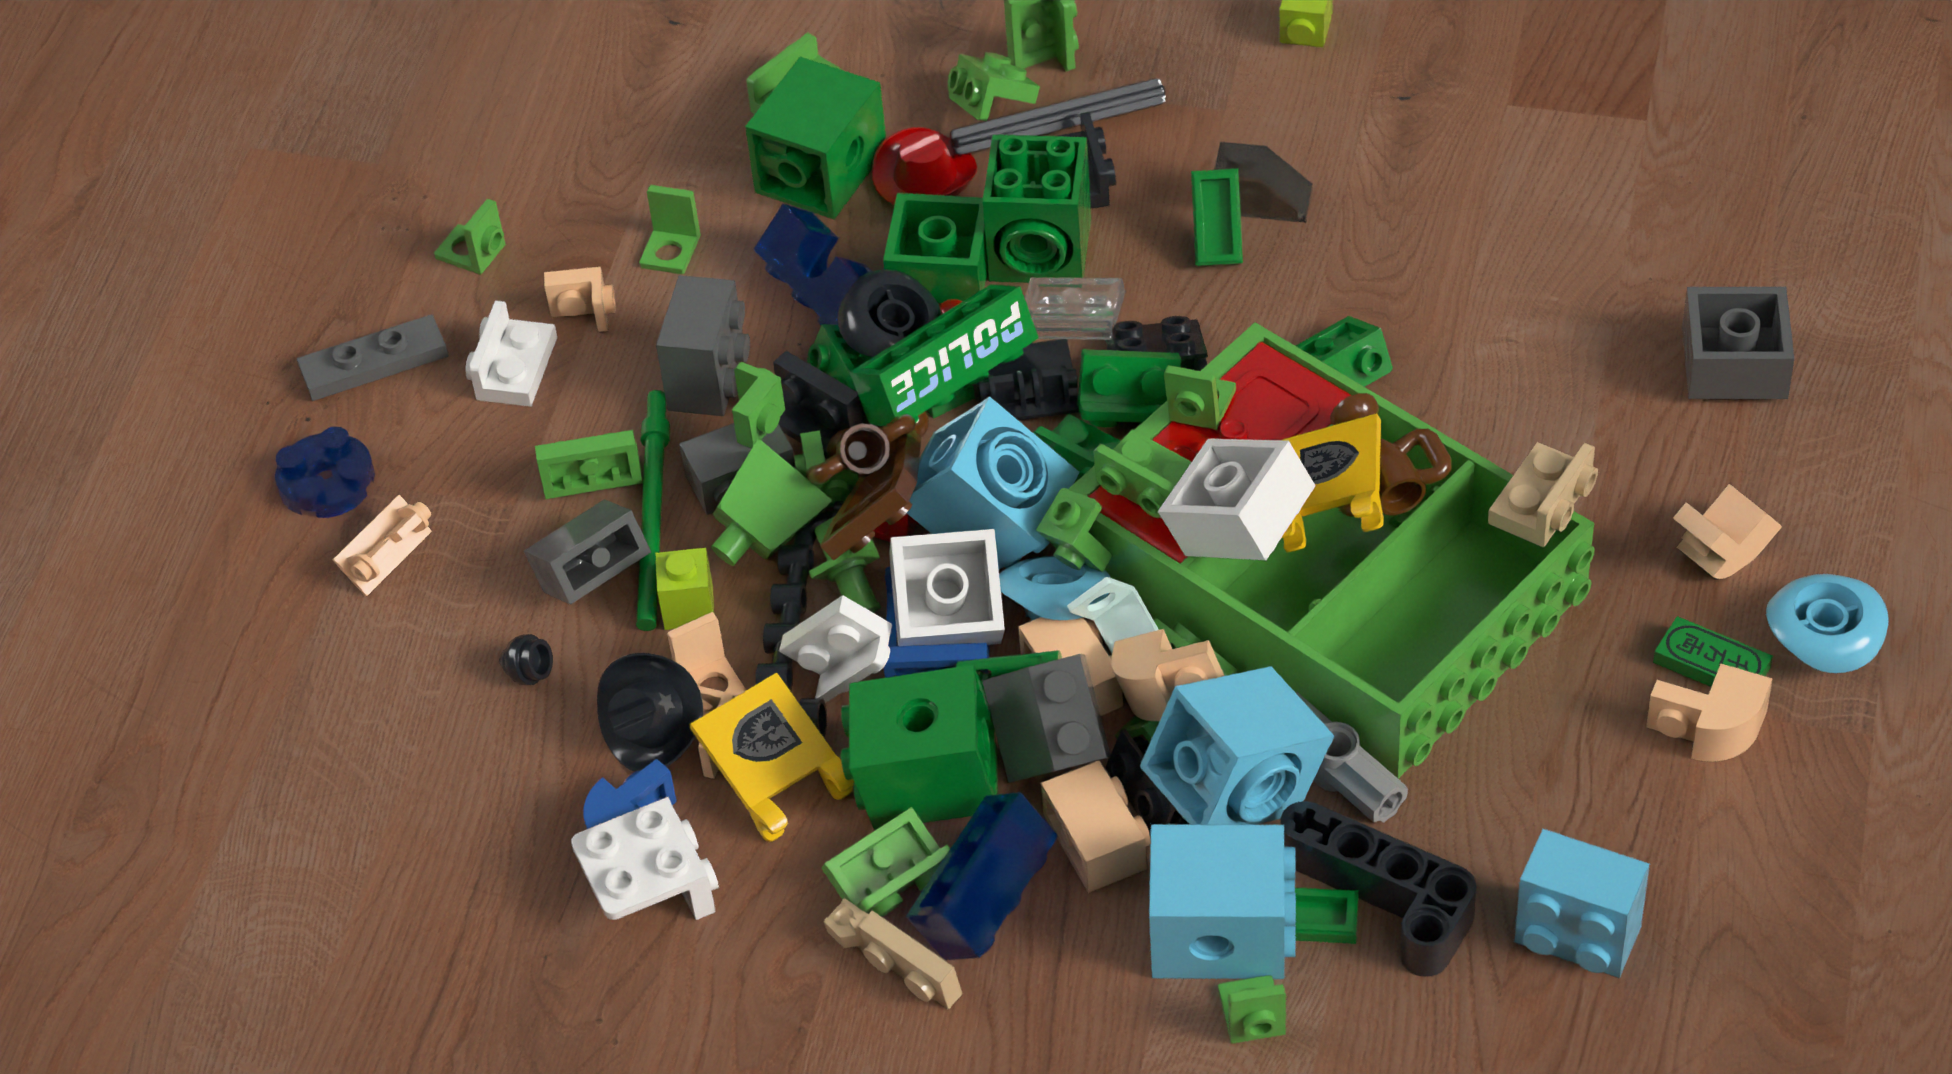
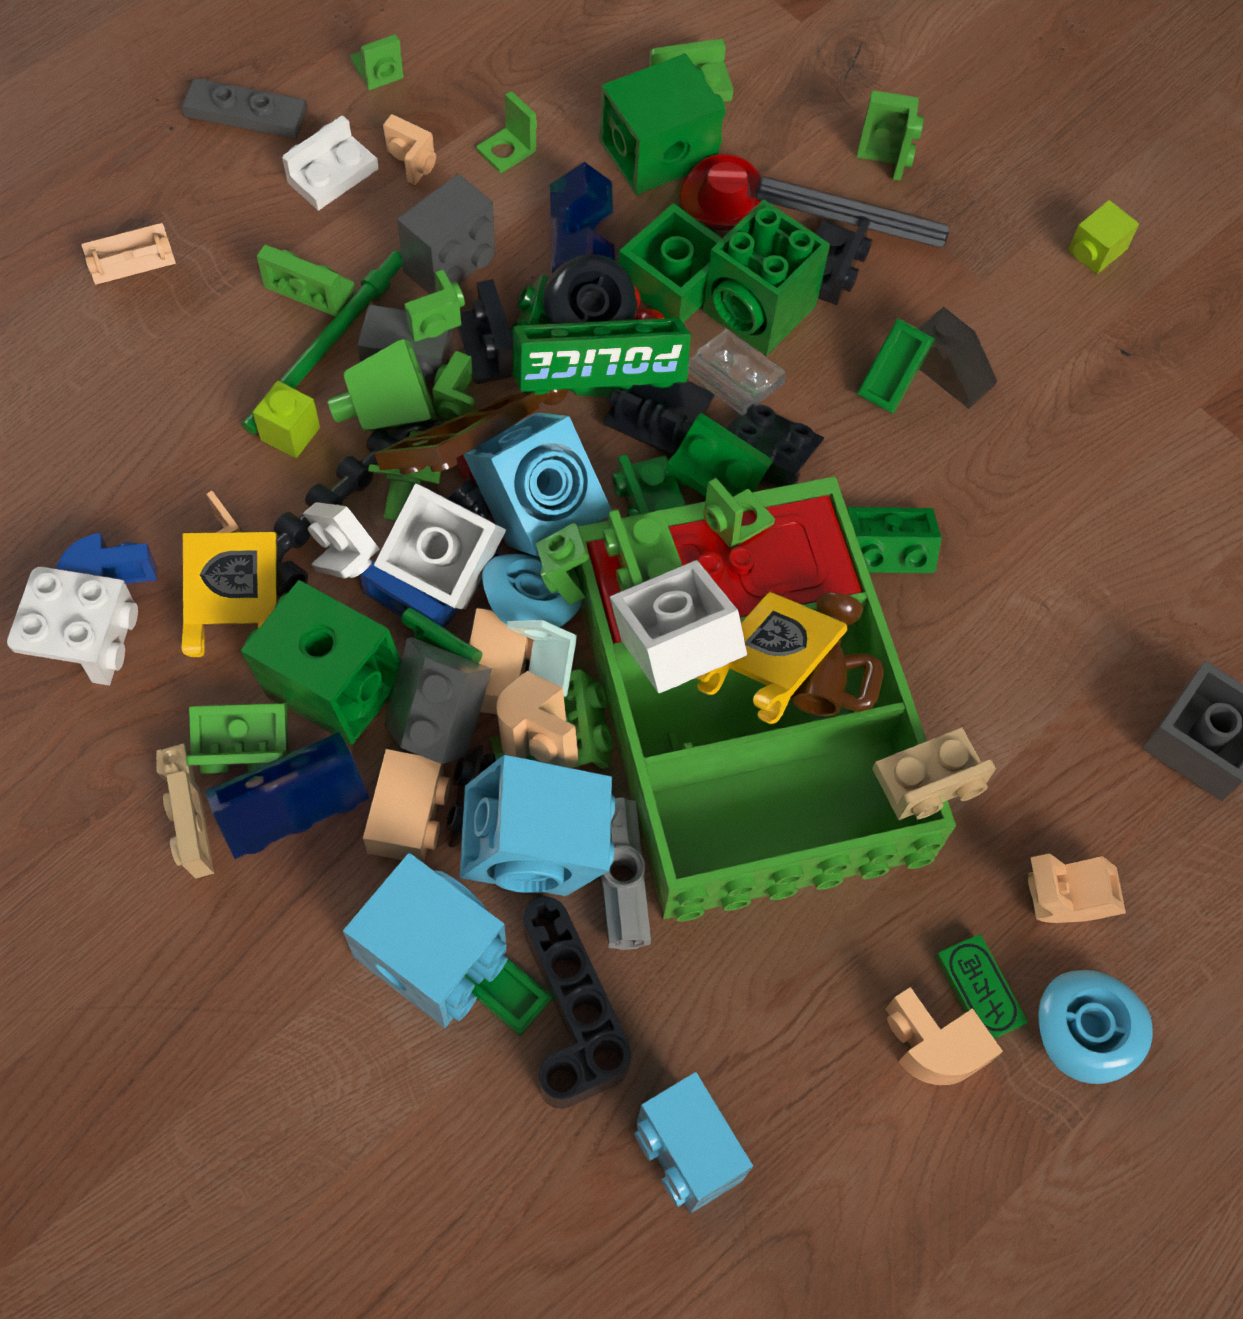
camera: 25 degrees right, 15 degrees up
(329, 450) = (138, 157): clear blue plate -> none
(527, 659) = (144, 404): black plate -> none
(587, 551) = (244, 347): dark grey brick -> none
(647, 709) = (176, 500): black hat -> none
(701, 652) = (254, 478): light nougat bracket -> none
(860, 449) = (474, 391): reddish brown piece -> none
(978, 80) = (822, 152): bright green bracket -> none
(1253, 1008) = (384, 1055): bright green bracket -> none

